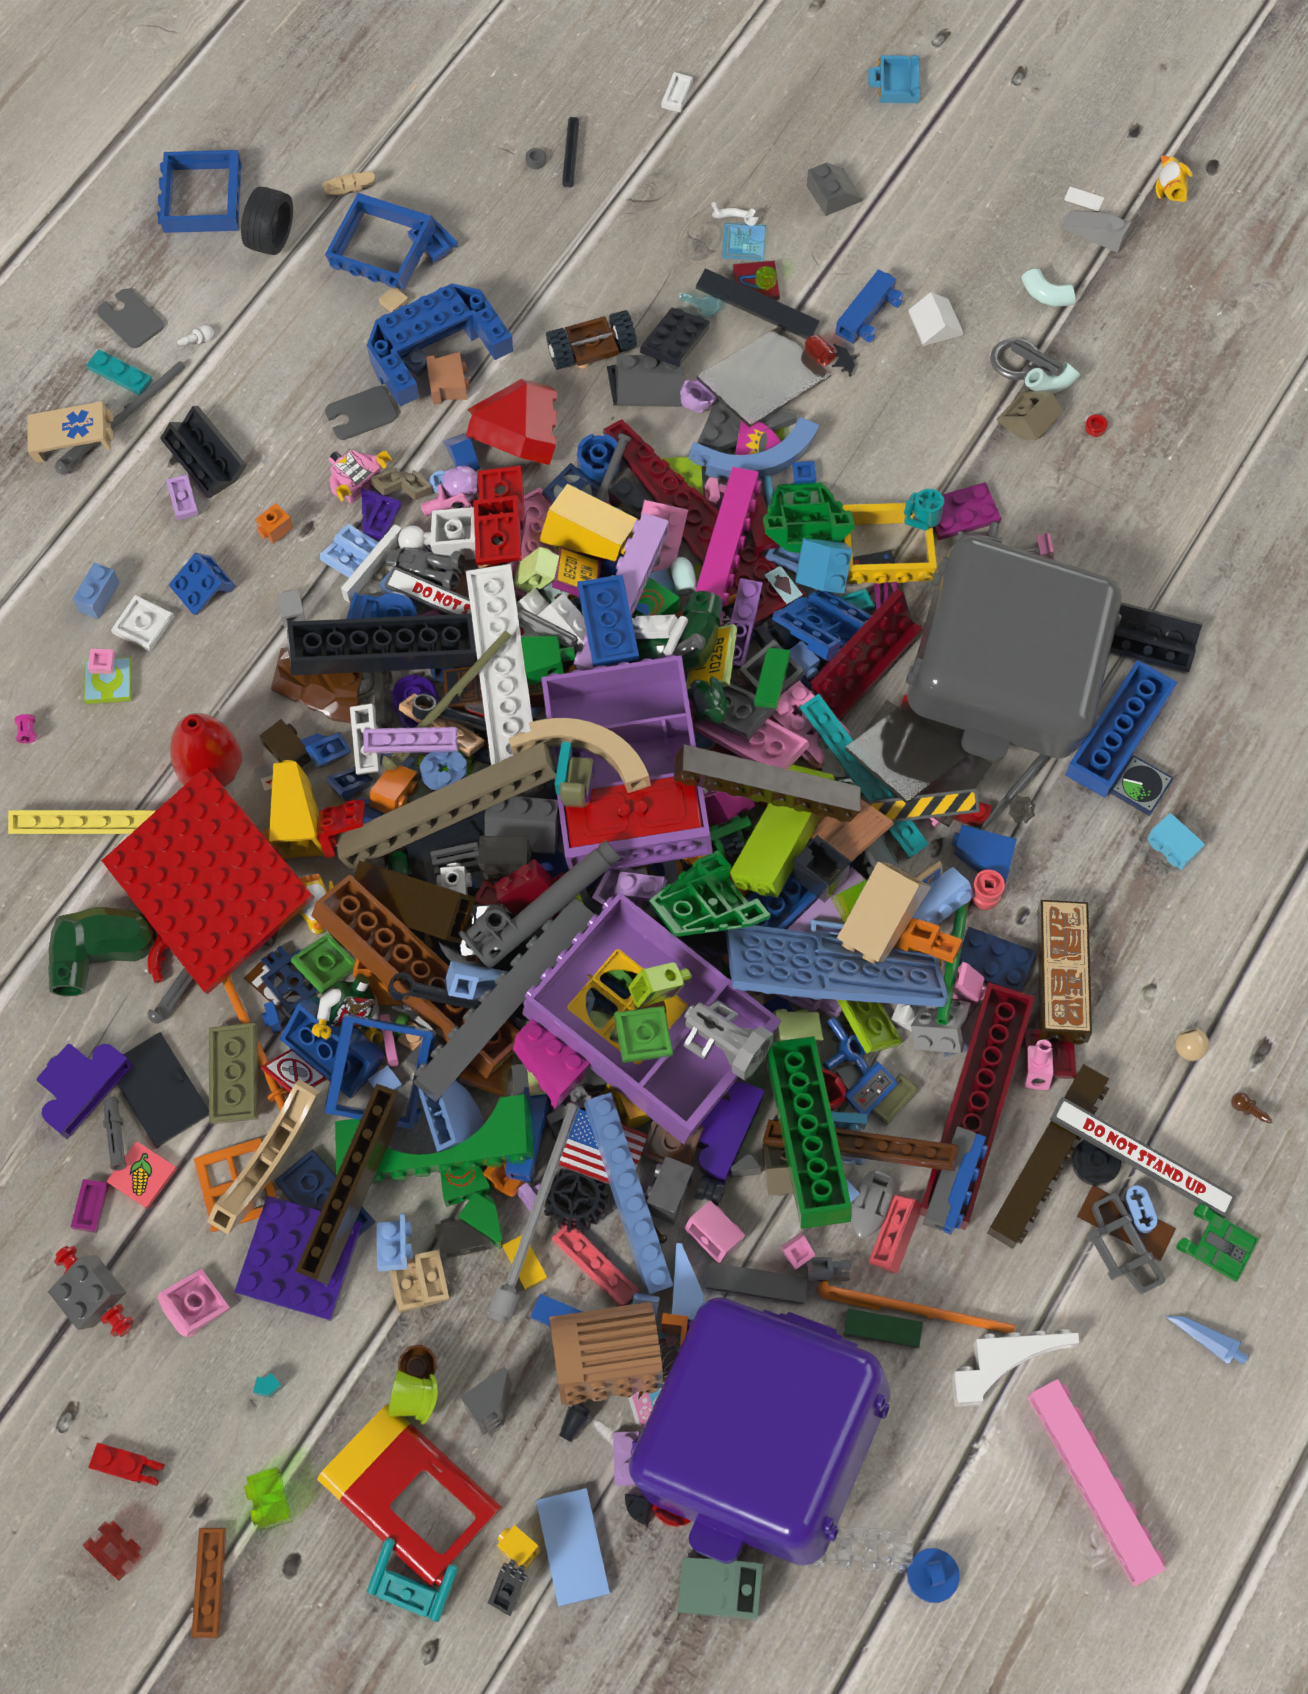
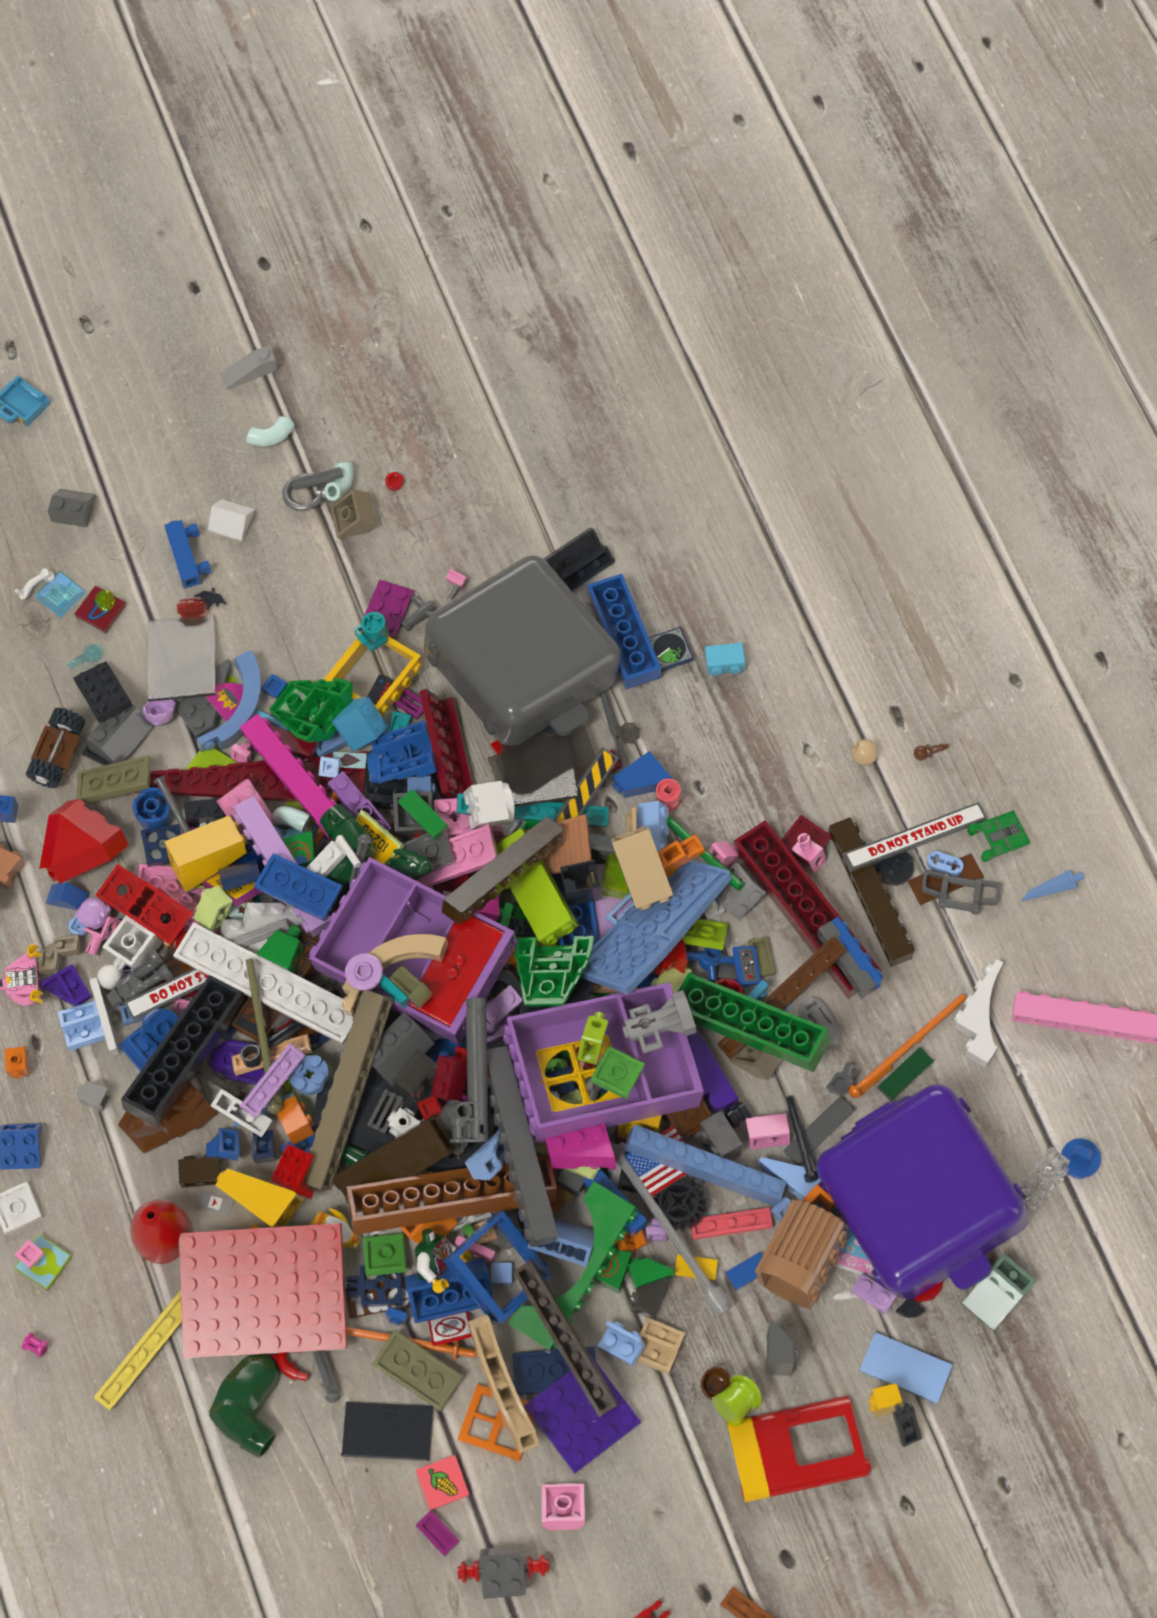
camera: 50 degrees left, 0 degrees up
(79, 1084) = (344, 1481): dark purple brick -> none
(114, 1133) = (378, 1471): dark grey pin -> none
(267, 1386) = (656, 1494): teal piece -> none
(268, 1499) = (734, 1543): clear neon green brick -> none
(407, 1592) = (861, 1493): teal plate -> none
(439, 995) = (478, 1190): black piece -> none
(557, 728) = (364, 972): none -> lavender wheel
(574, 1421) = (826, 1309): black cone -> none
(584, 566) = (239, 874): none -> dark blue slope
(600, 407) = (114, 779): none -> olive tile
(695, 1303) = (810, 1175): none -> black bar
(745, 1167) = (738, 1080): dark grey slope -> none
(757, 304) = (120, 621): black tile -> none
(760, 570) = (329, 767): none -> light blue tile
(797, 1251) = (818, 1089): bright pink tile -> none
(819, 1010) = (676, 958): none -> red slope
(828, 727) = (489, 804): none -> white piece
(895, 1233) = (850, 1022): coral slope -> none
(996, 959) = (719, 824): dark blue plate -> none
(1064, 971) = (759, 790): brick -> none
(1084, 198) = (218, 358): white sticker -> none
(1173, 179) = (256, 294): yellow animal -> none

